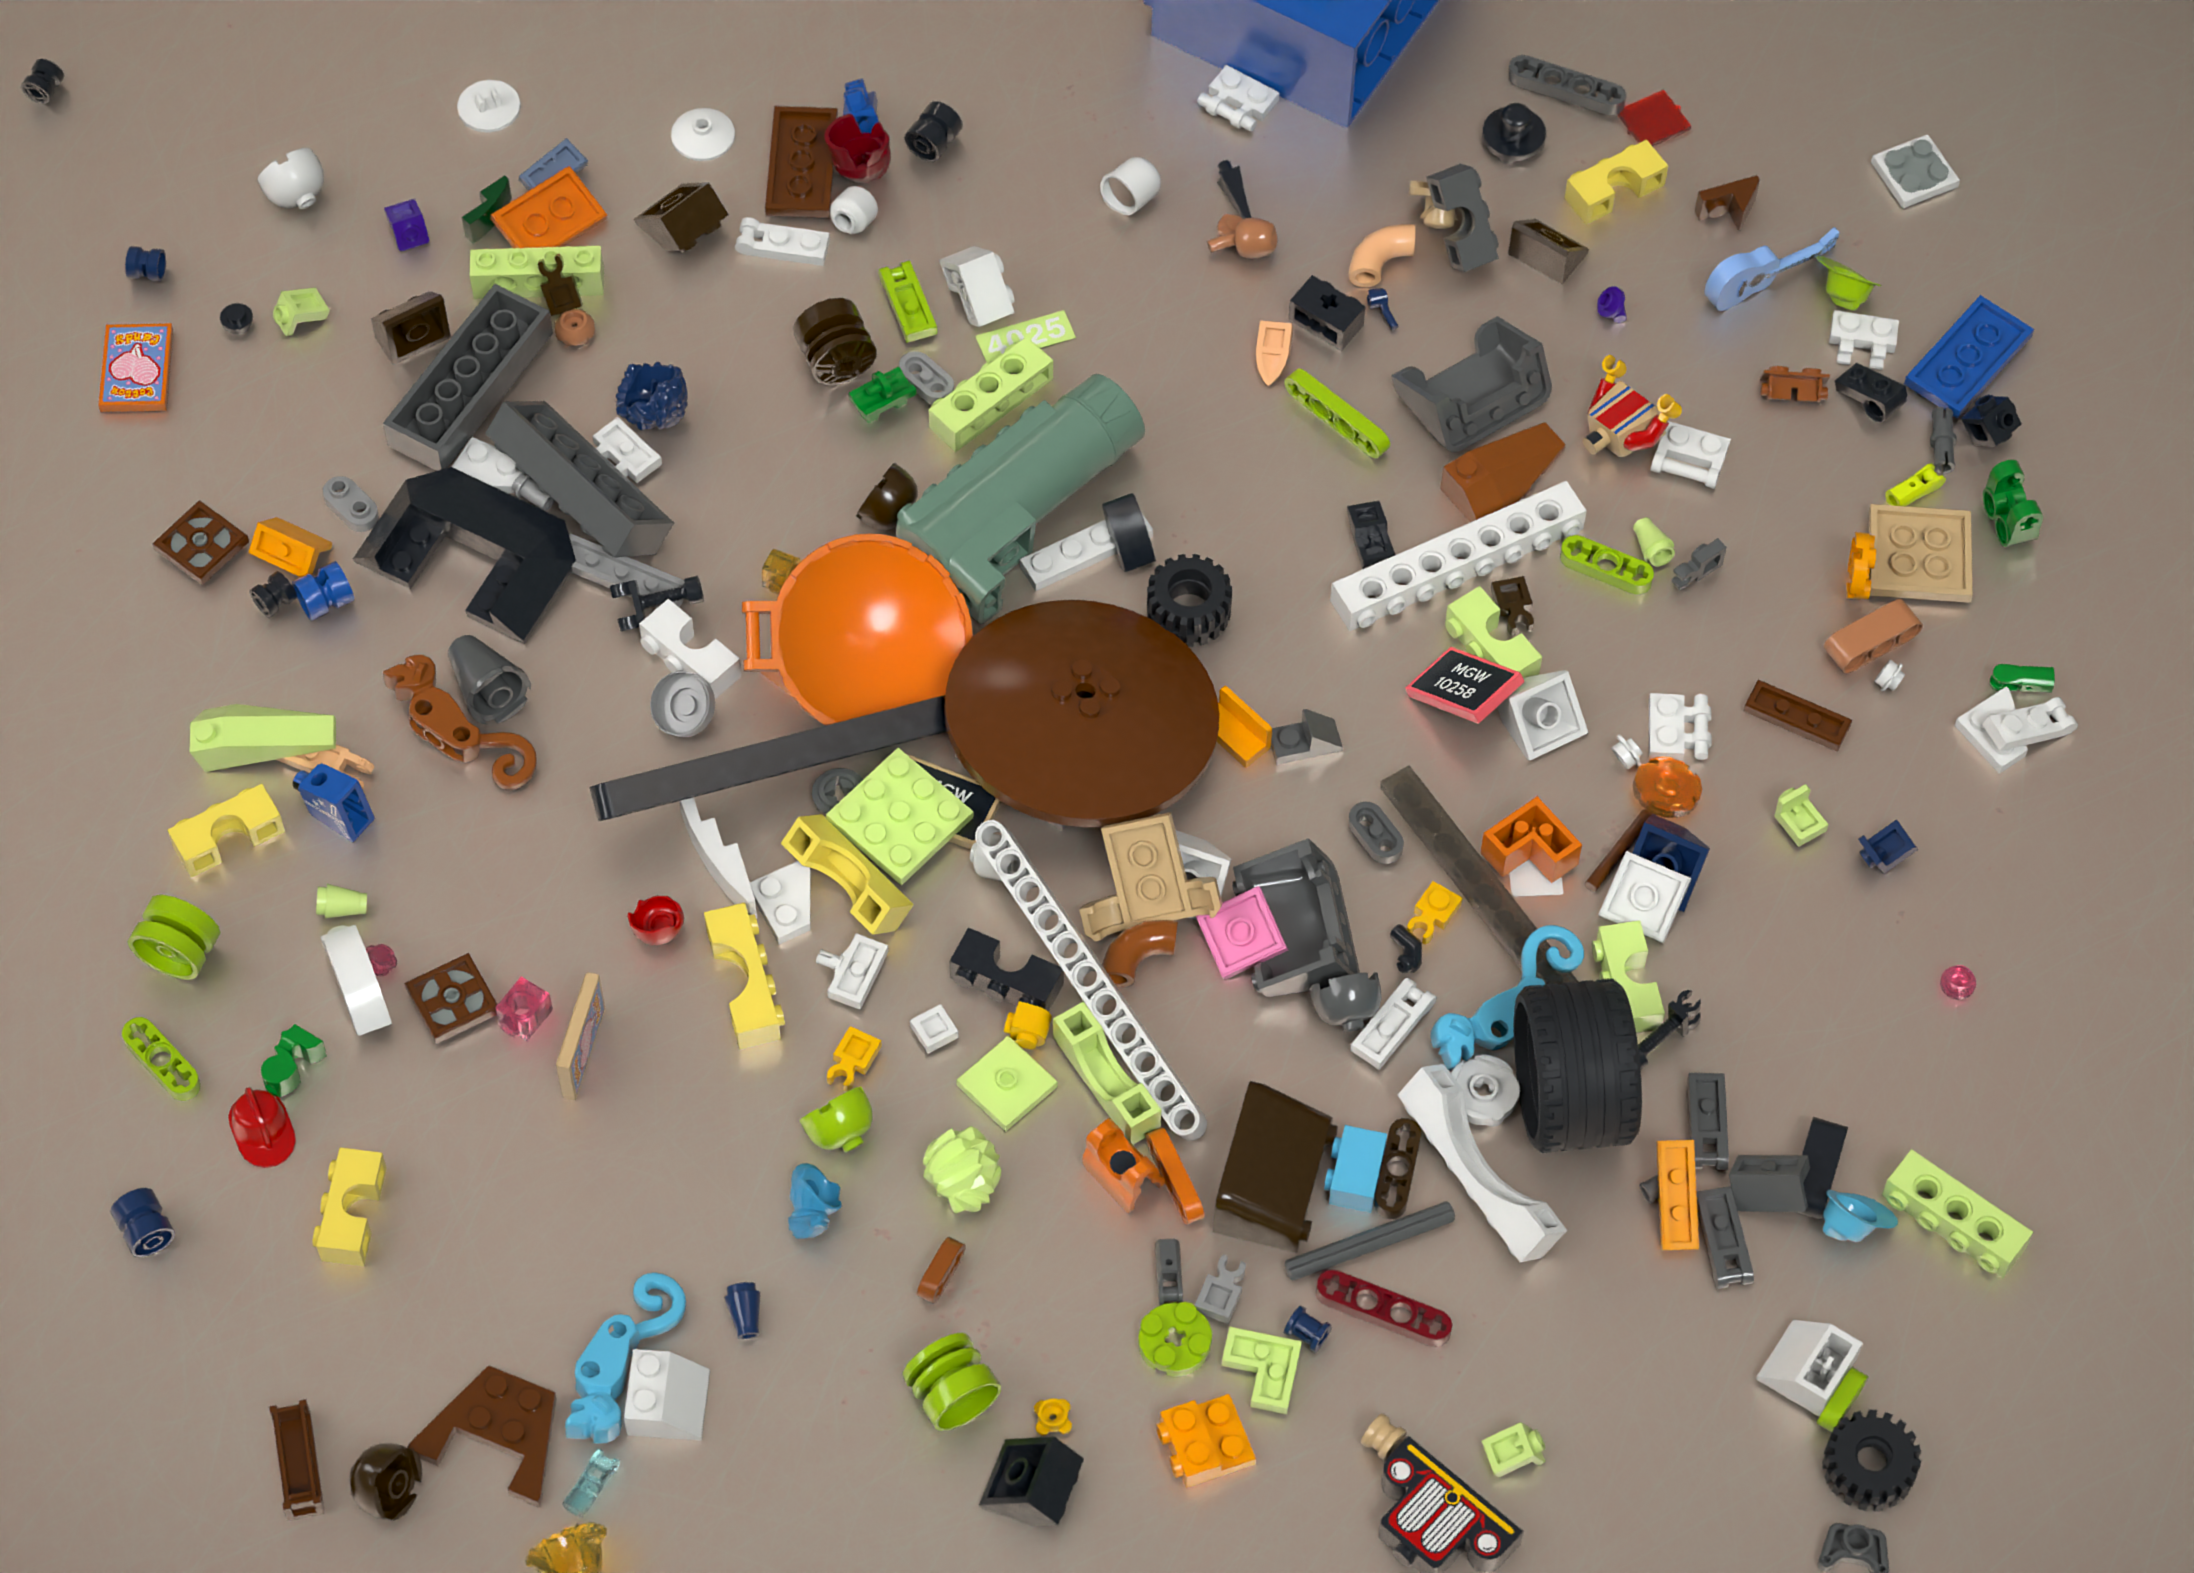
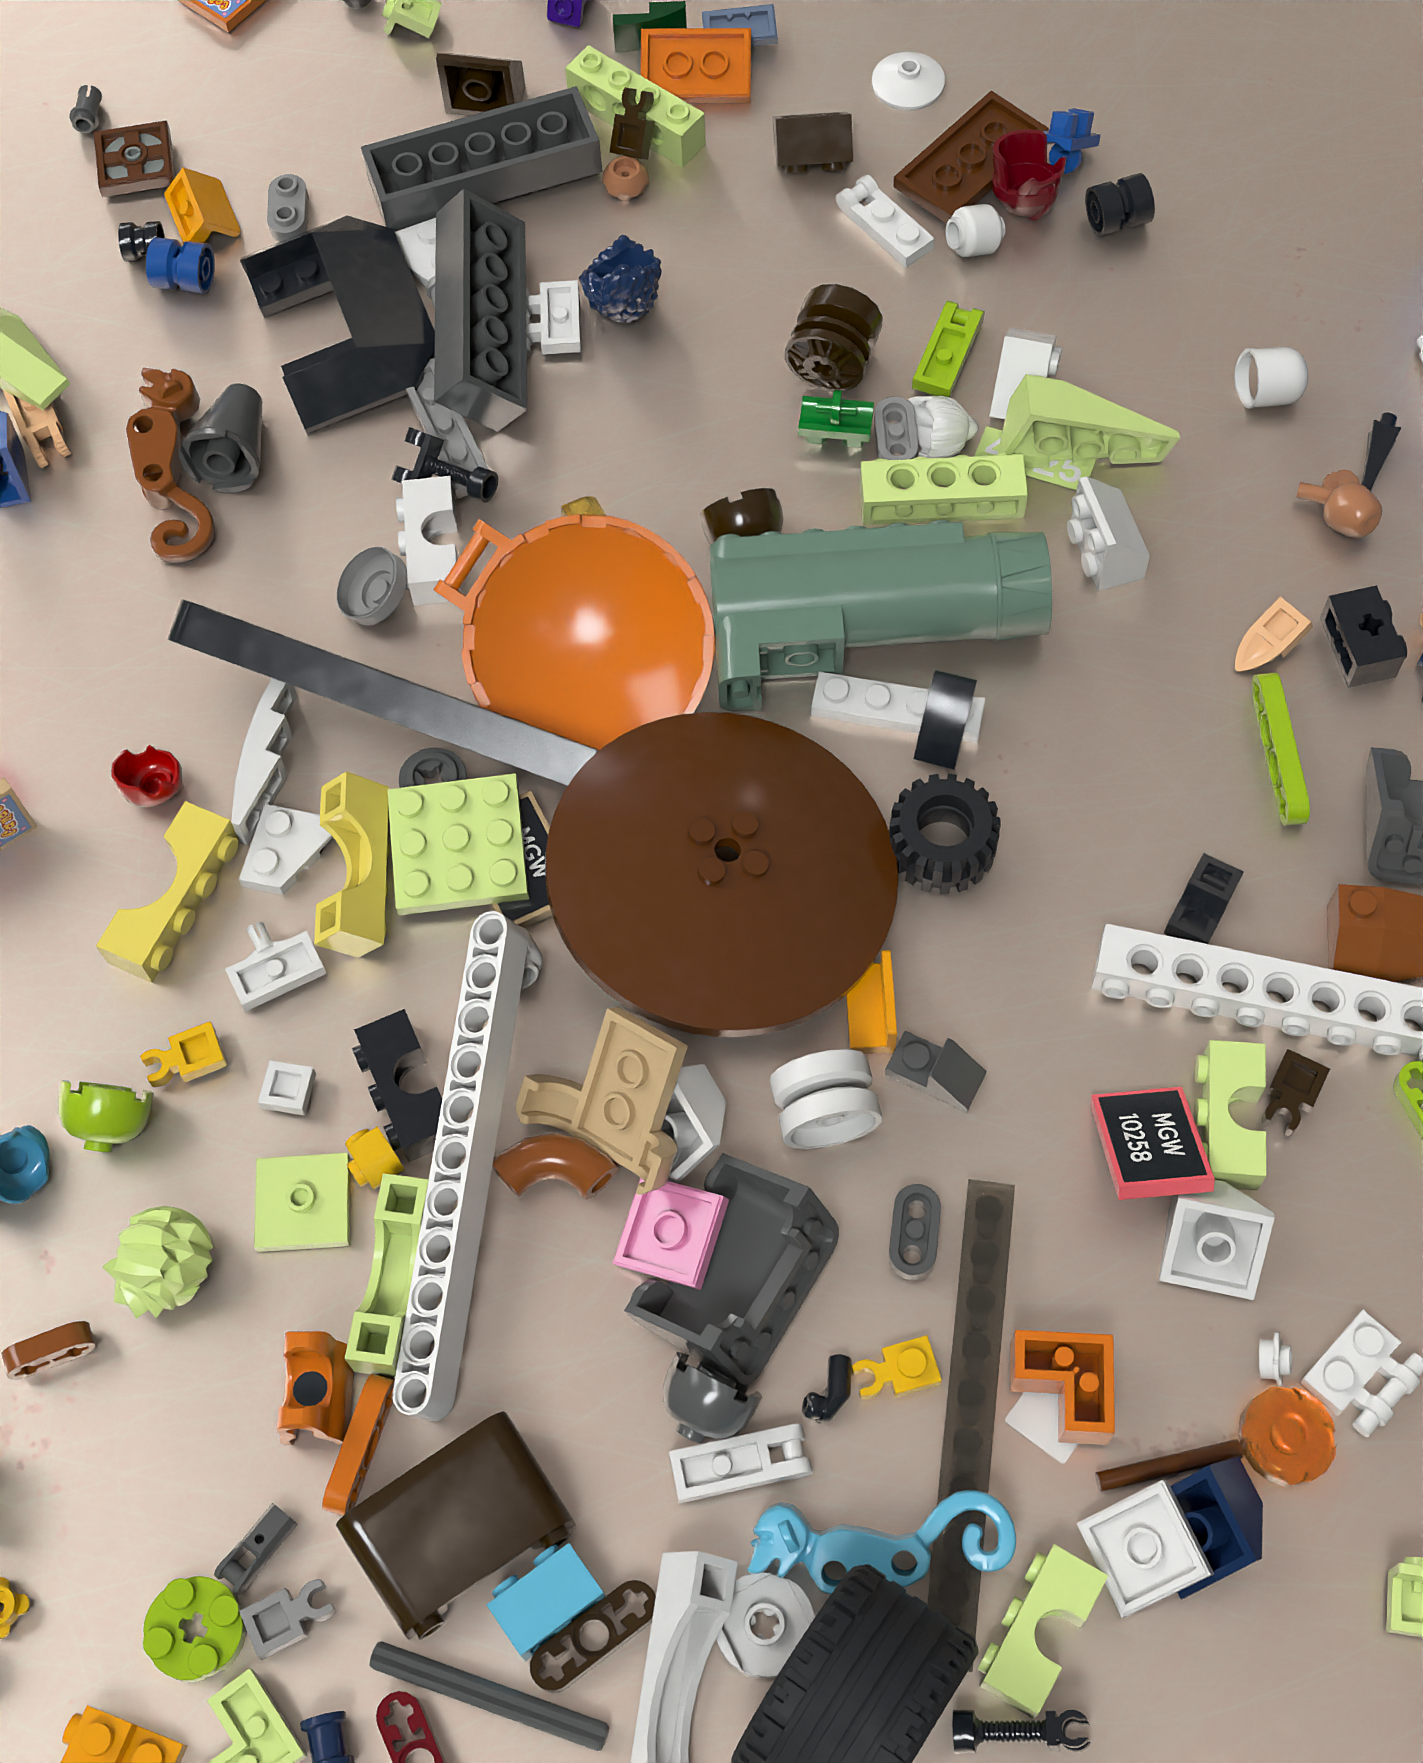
camera: 45 degrees right, 5 degrees up
(128, 537) = (84, 115): none -> dark grey pin
(954, 353) = (942, 426): none -> white hair
(1042, 295) = (1064, 422): none -> yellowish green wedge
(1121, 354) = (1106, 535): none -> white slope
(1265, 793) = (825, 1099): none -> white wheel

